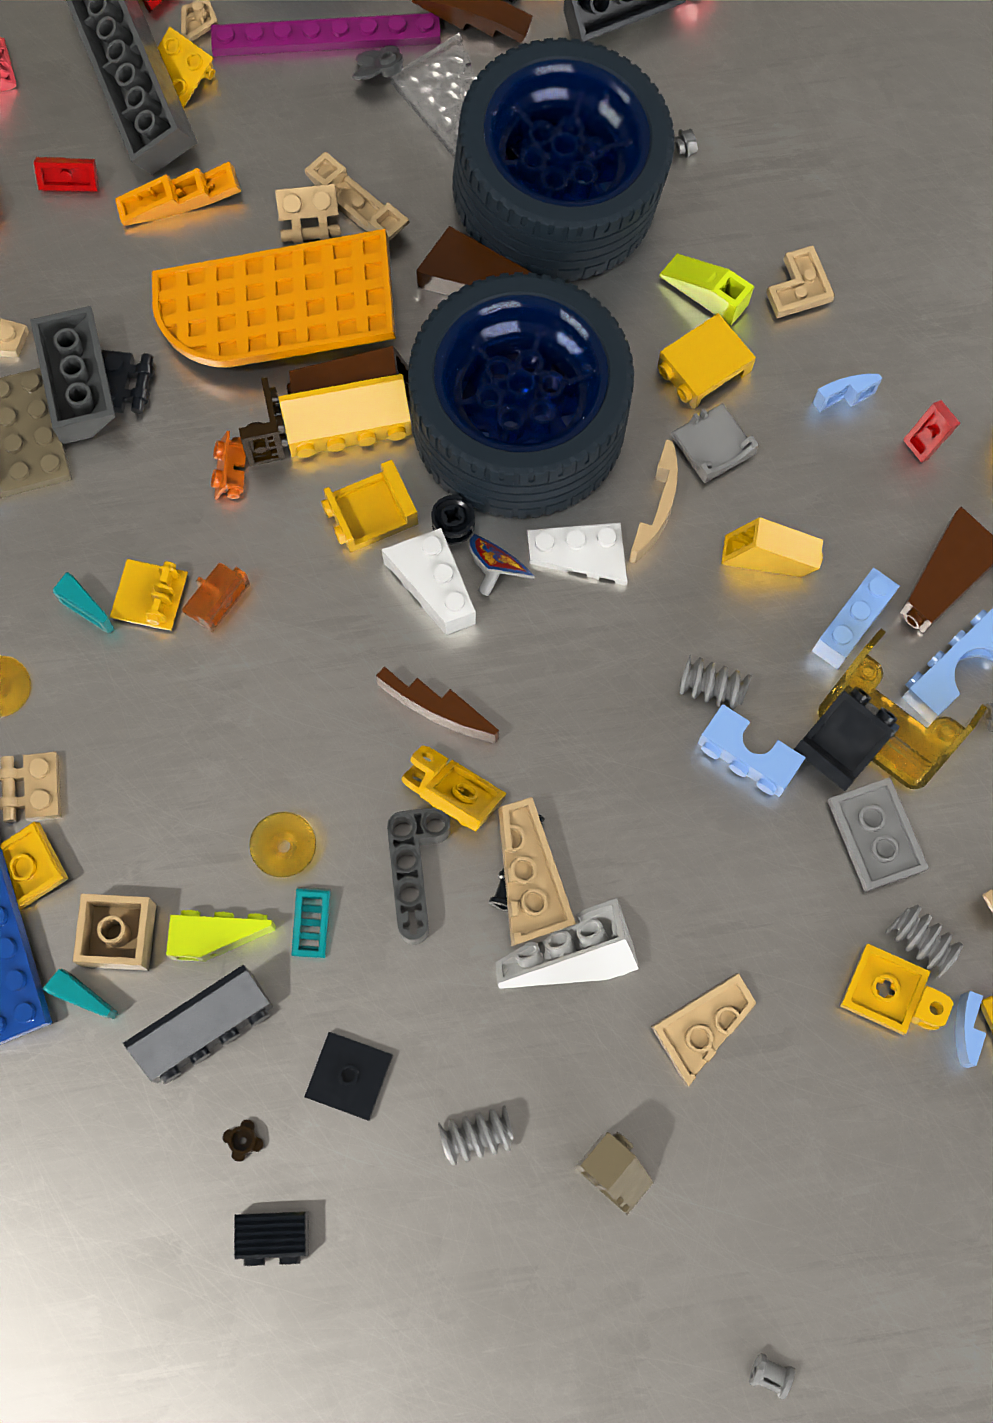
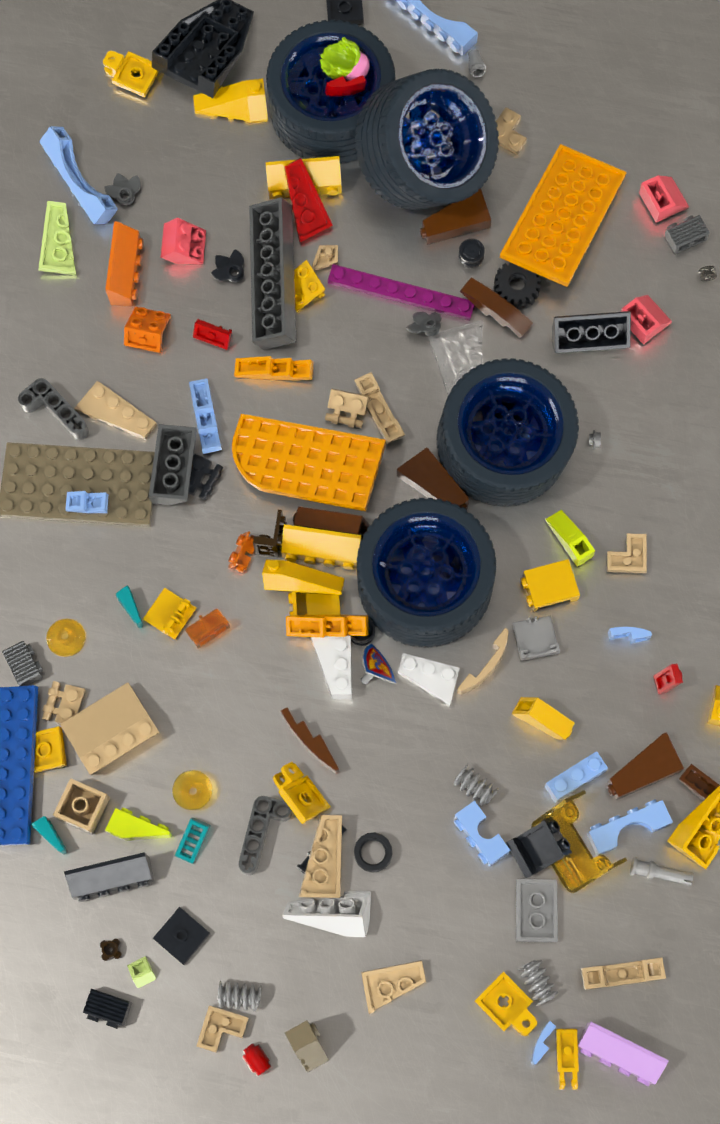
camera: 25 degrees right, 0 degrees up
(59, 78) = (227, 266): none -> black plate
(98, 292) = (205, 416): none -> light blue slope
(117, 797) = (109, 728): none -> tan slope
(305, 1157) = (141, 972): none -> yellowish green slope
(321, 472) = (295, 577): none -> yellow wedge
(399, 525) = (327, 625): none -> light orange slope
(456, 1192) = (216, 1023): none -> tan plate
(541, 1225) = (256, 1059): none -> red brick
(607, 814) = (373, 837): none -> black tyre

